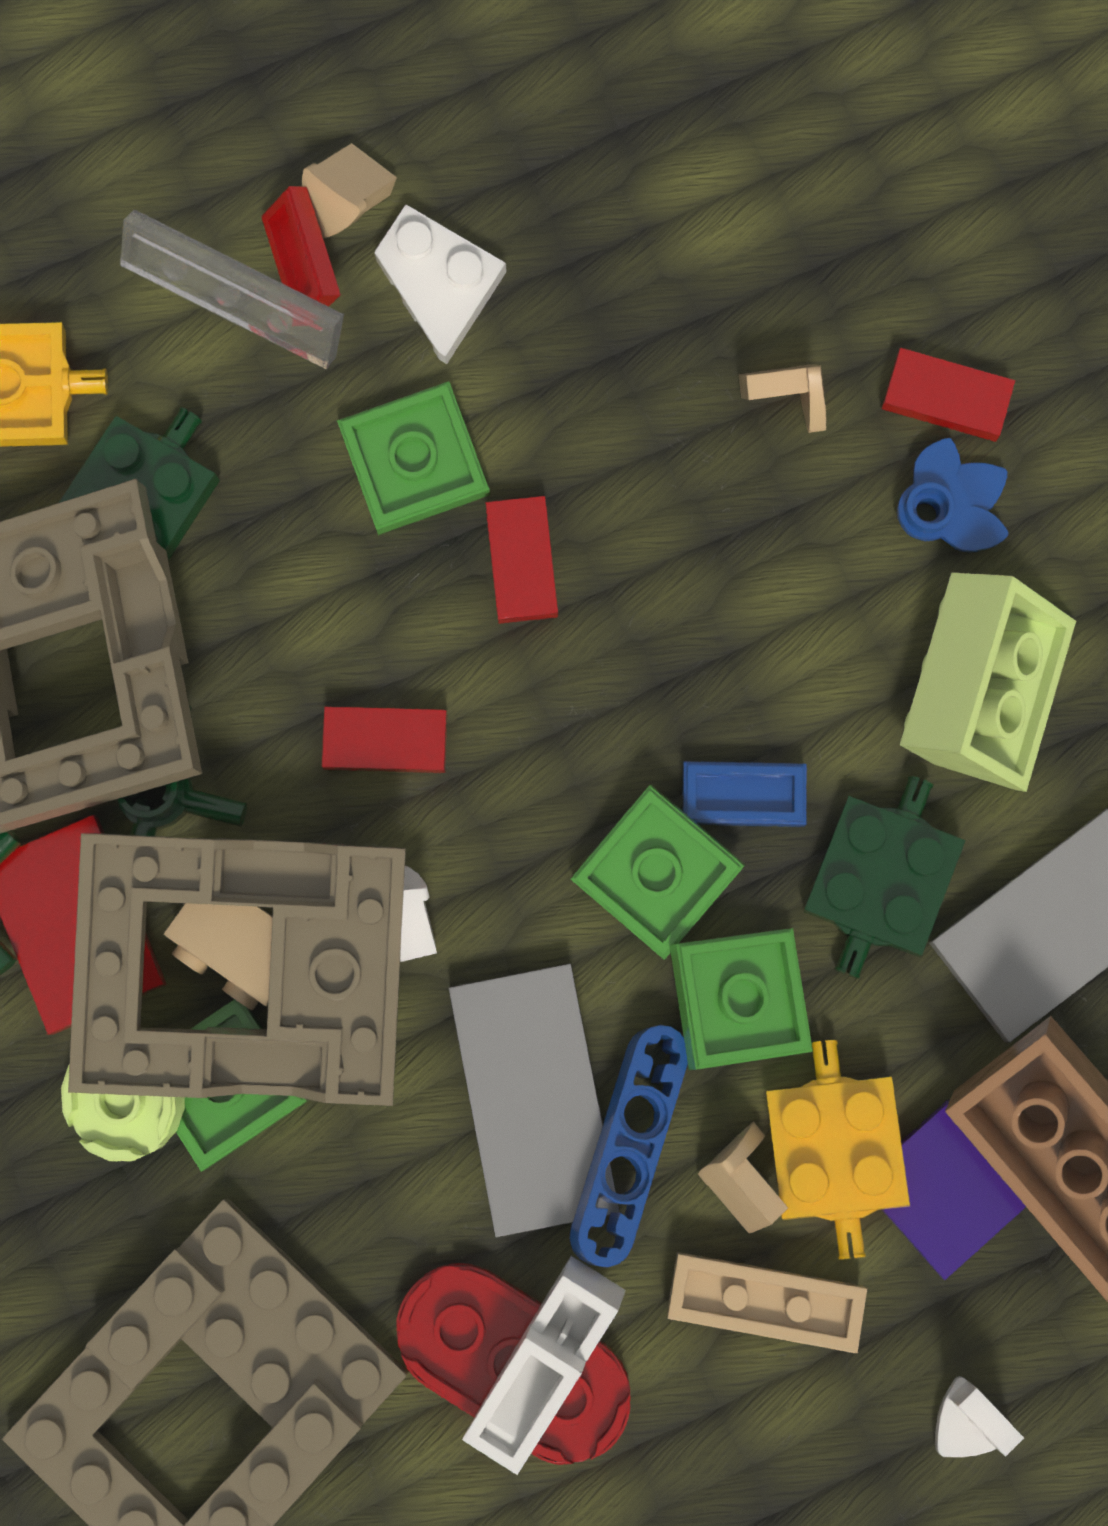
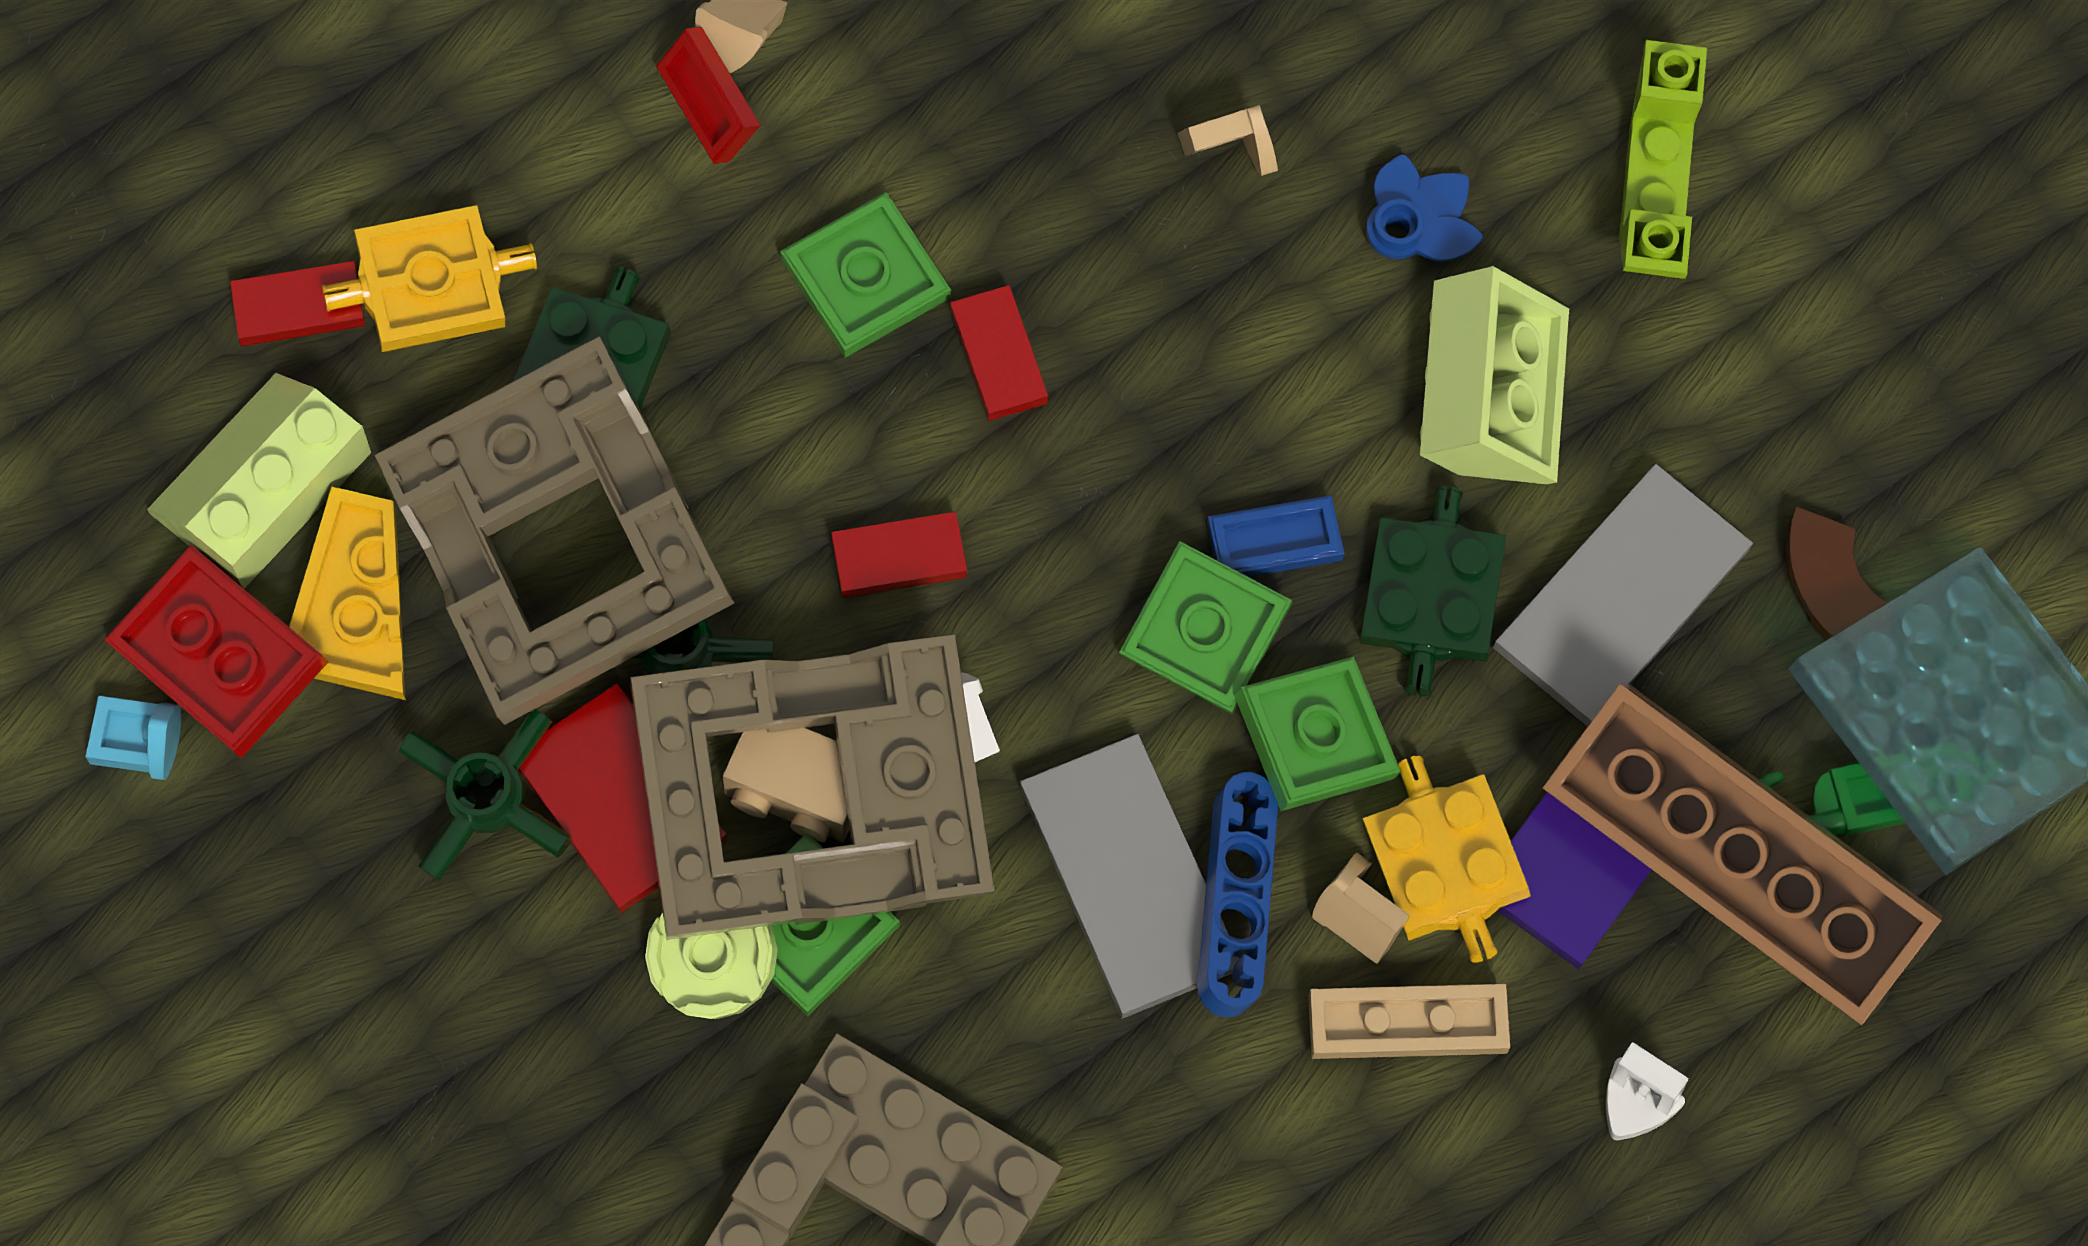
camera: 20 degrees left, 10 degrees down
(230, 289) = (643, 141): clear tile -> none
(438, 277) = (851, 93): white wing -> none
(462, 1330) = (1167, 1137): red tile -> none
(544, 1365) = (1200, 1120): white slope -> none
(948, 394) = (1392, 113): red tile -> none

